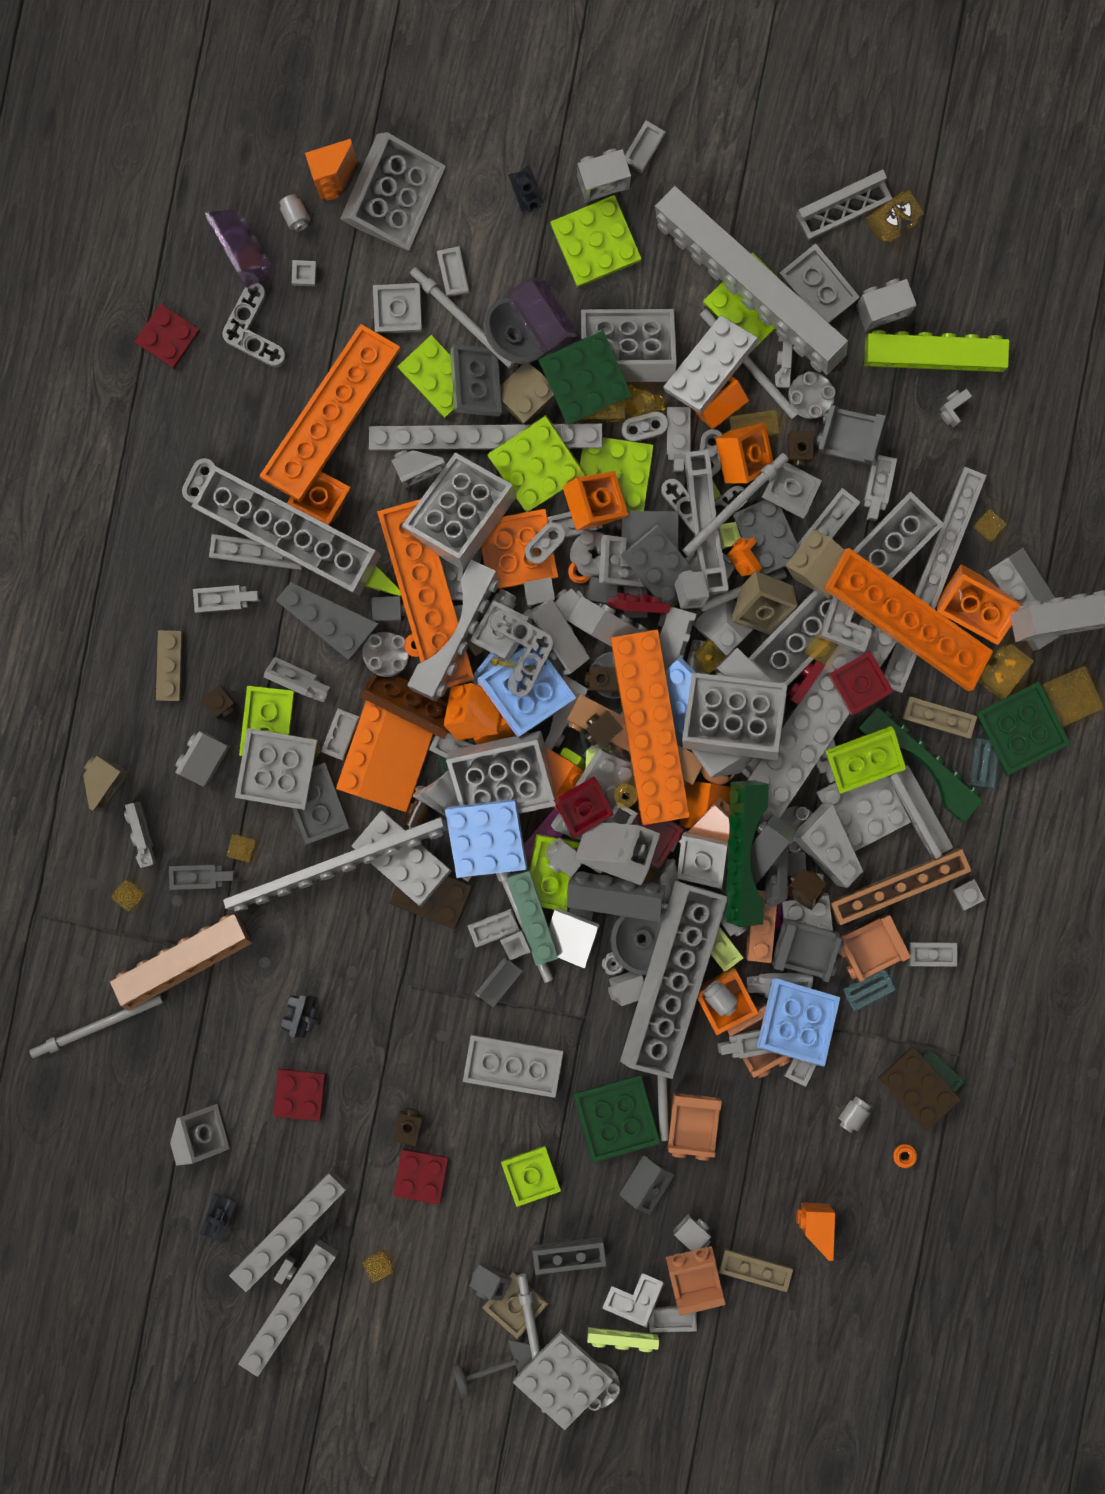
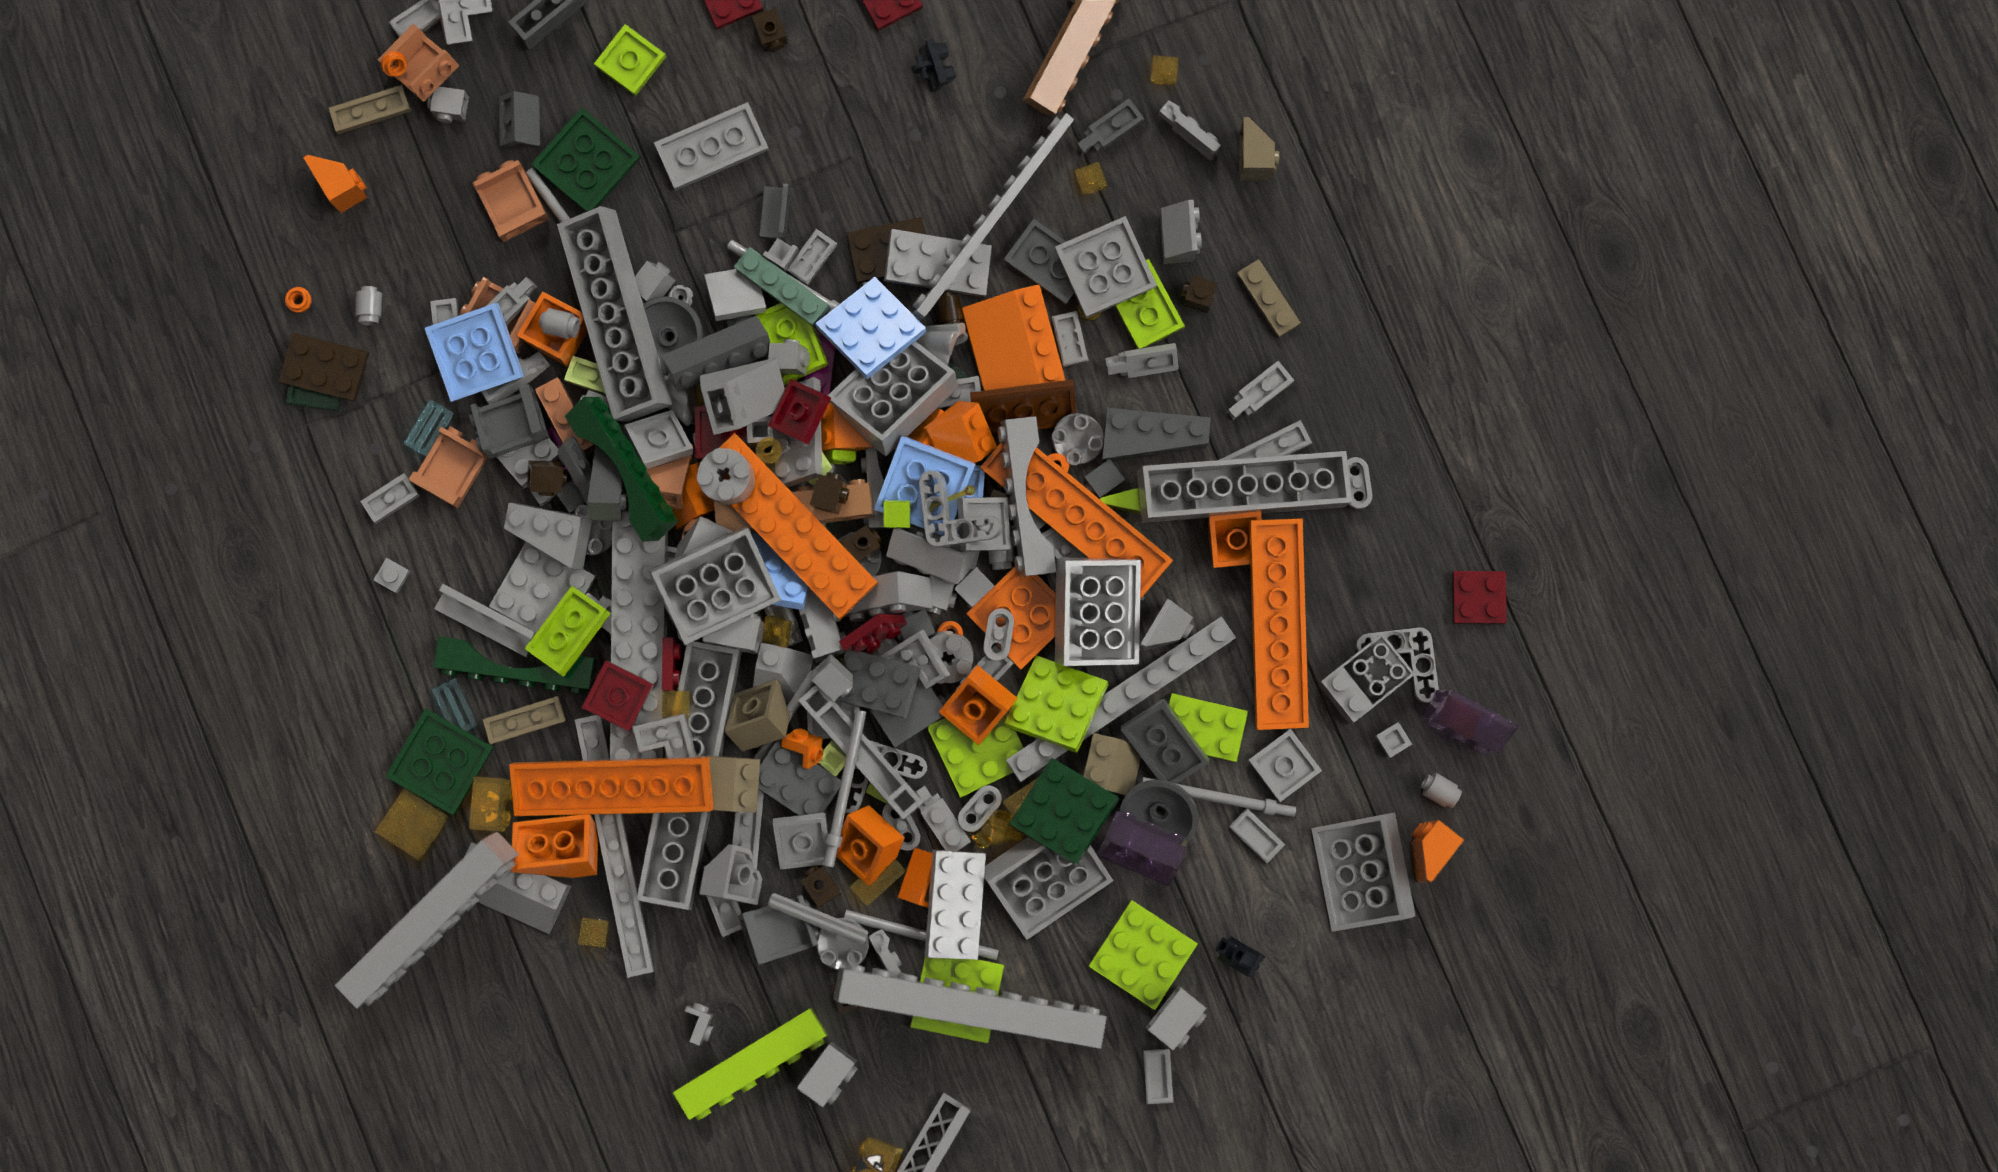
camera: 145 degrees right, 5 degrees down
(294, 329) = (1366, 679): none -> light grey slope
(561, 681) = (897, 513): none -> lime tile
(684, 798) = (721, 490): none -> light grey brick
(715, 1287) = (399, 66): none -> orange plate
(818, 422) = (817, 918): none -> light grey axle
(819, 284) = (903, 1053): light grey plate -> none
(862, 493) = (732, 876): none -> light grey slope
(899, 886) = (461, 537): medium nougat brick -> none

